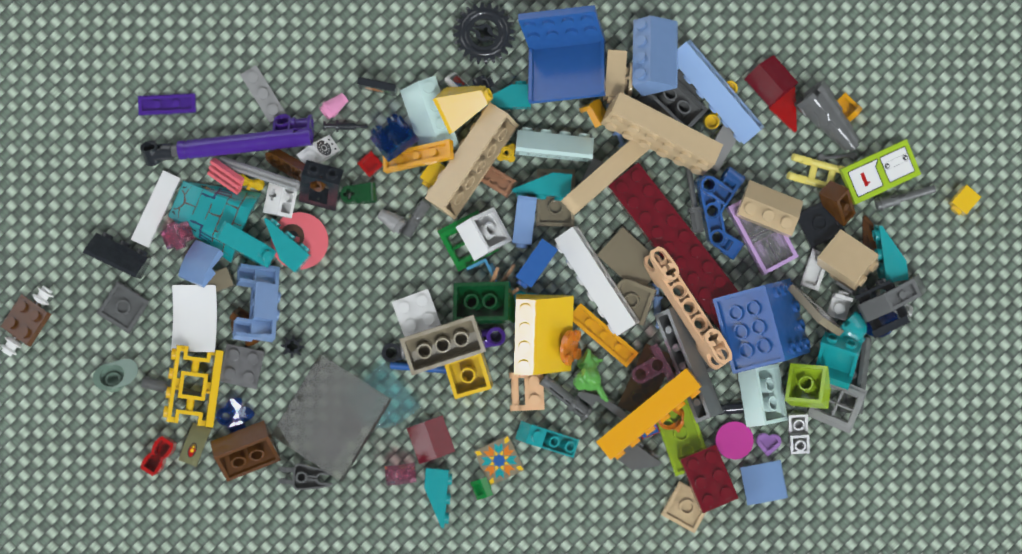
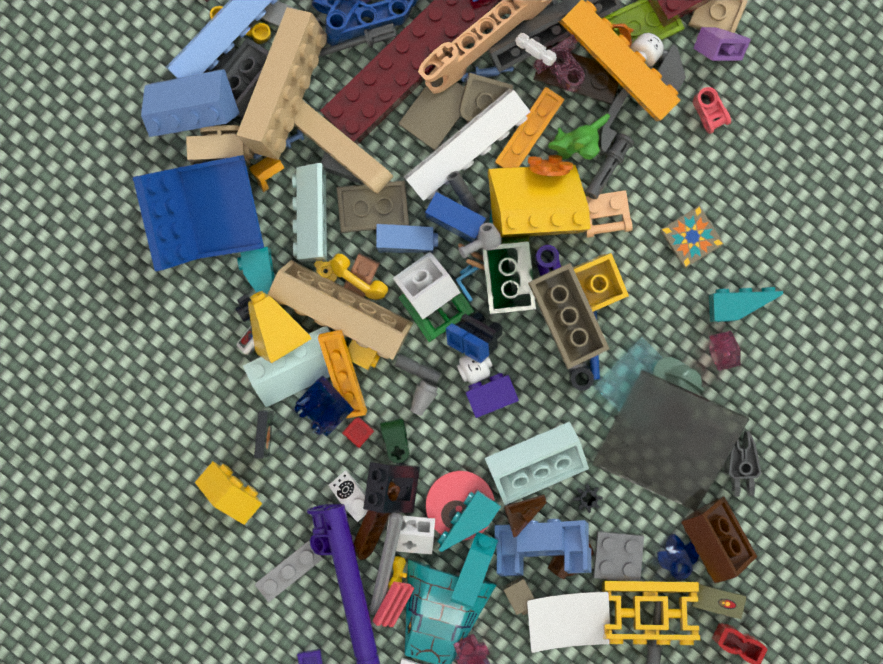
camera: 90 degrees left, 0 degrees up
(199, 263) = (503, 623): medium blue slope -> none
(287, 291) = (522, 512): none -> reddish brown tile
(326, 307) = (537, 463): none -> light aqua slope
(332, 106) = (293, 484): bright pink cone -> none
(333, 52) = (228, 493): none -> yellow brick
(343, 126) = (316, 470): black piece -> none
(384, 433) = (678, 374): none -> sand green piece
(386, 276) = (491, 395): none -> dark purple brick
(411, 265) = (472, 370): none -> white head
(416, 313) = (531, 354): white brick -> none
(430, 439) = (677, 320): dark red slope -> none
(436, 267) = (474, 336): none -> hips
(481, 488) = (728, 252): green plate -> none
(500, 41) = (192, 292): black gear -> none
(508, 164) = (375, 291): none -> yellow bar
(513, 286) = (487, 239): none -> light grey bar
(547, 439) = (660, 184): teal slope -> none
(551, 185) = (359, 210): teal slope -> none
(557, 273) = (461, 189): none -> dark grey piece
(601, 489) = (711, 111): none -> coral piece
(656, 504) = (721, 44): none -> medium lavender slope
(659, 440) = (649, 46): none -> white head
(665, 345) = (535, 49): none -> white axle

